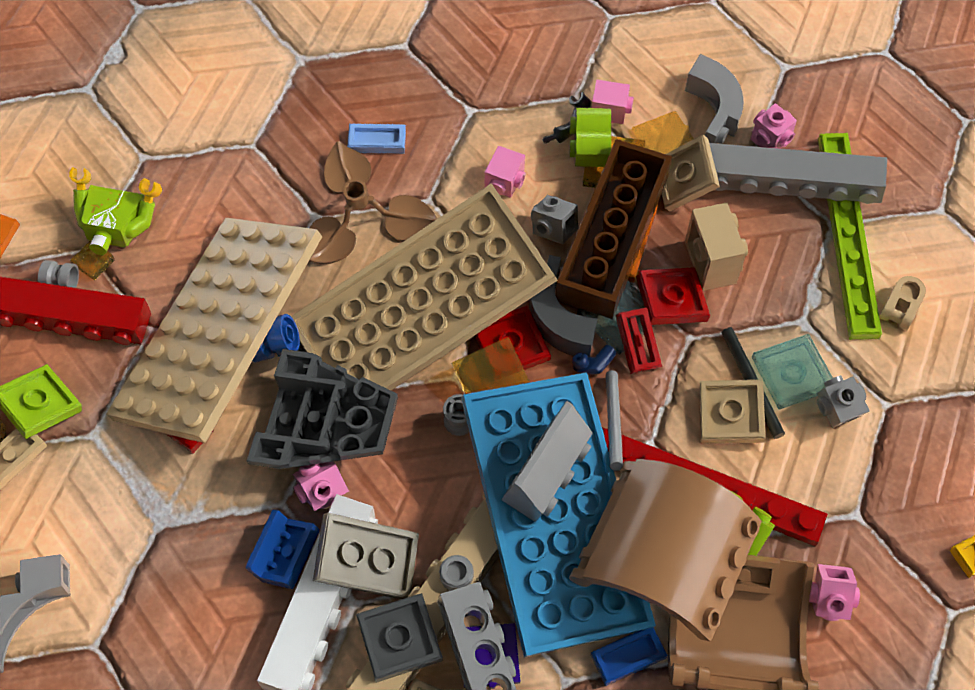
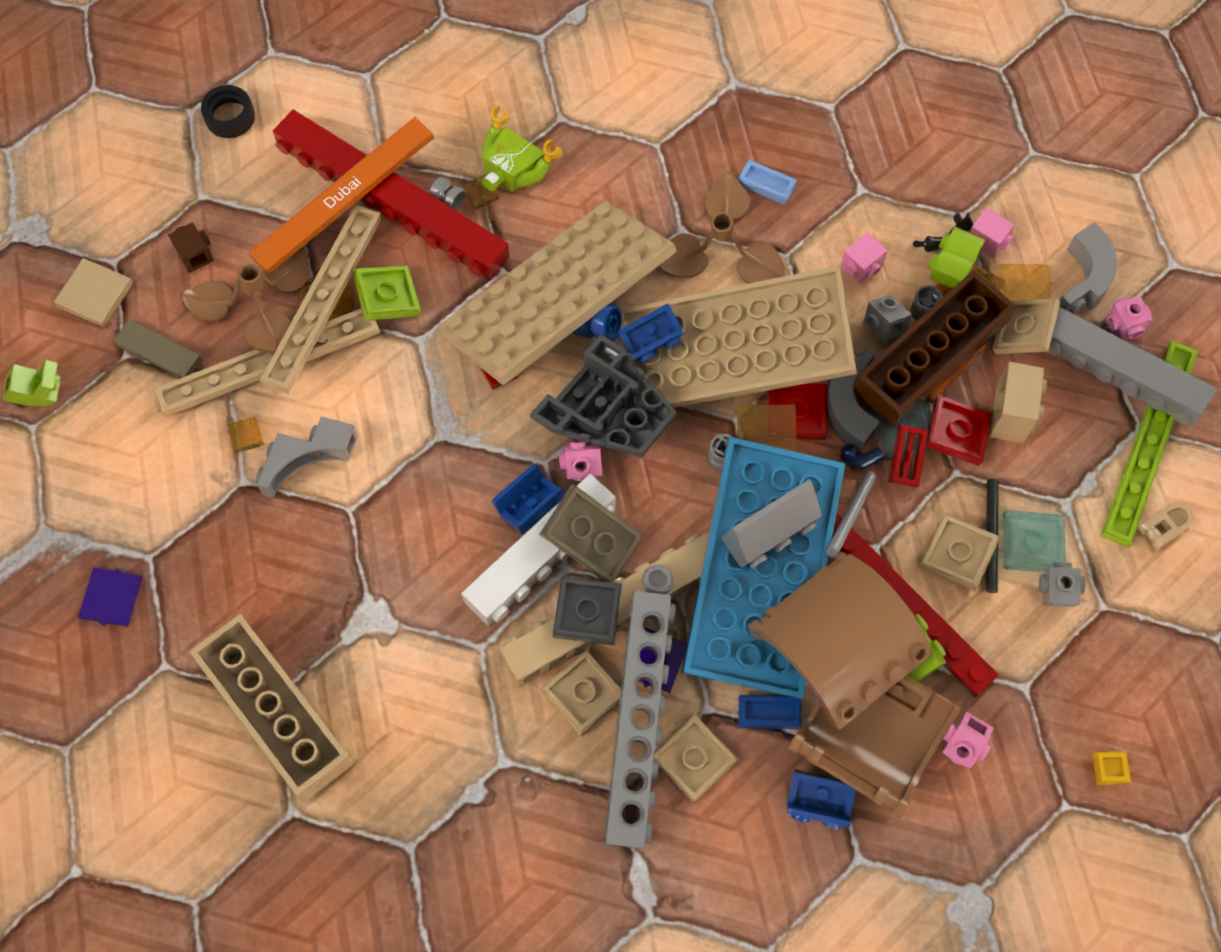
camera: 25 degrees right, 5 degrees up
(333, 326) = (651, 333): none -> blue bracket
(582, 188) = (924, 300): none -> dark grey wheel

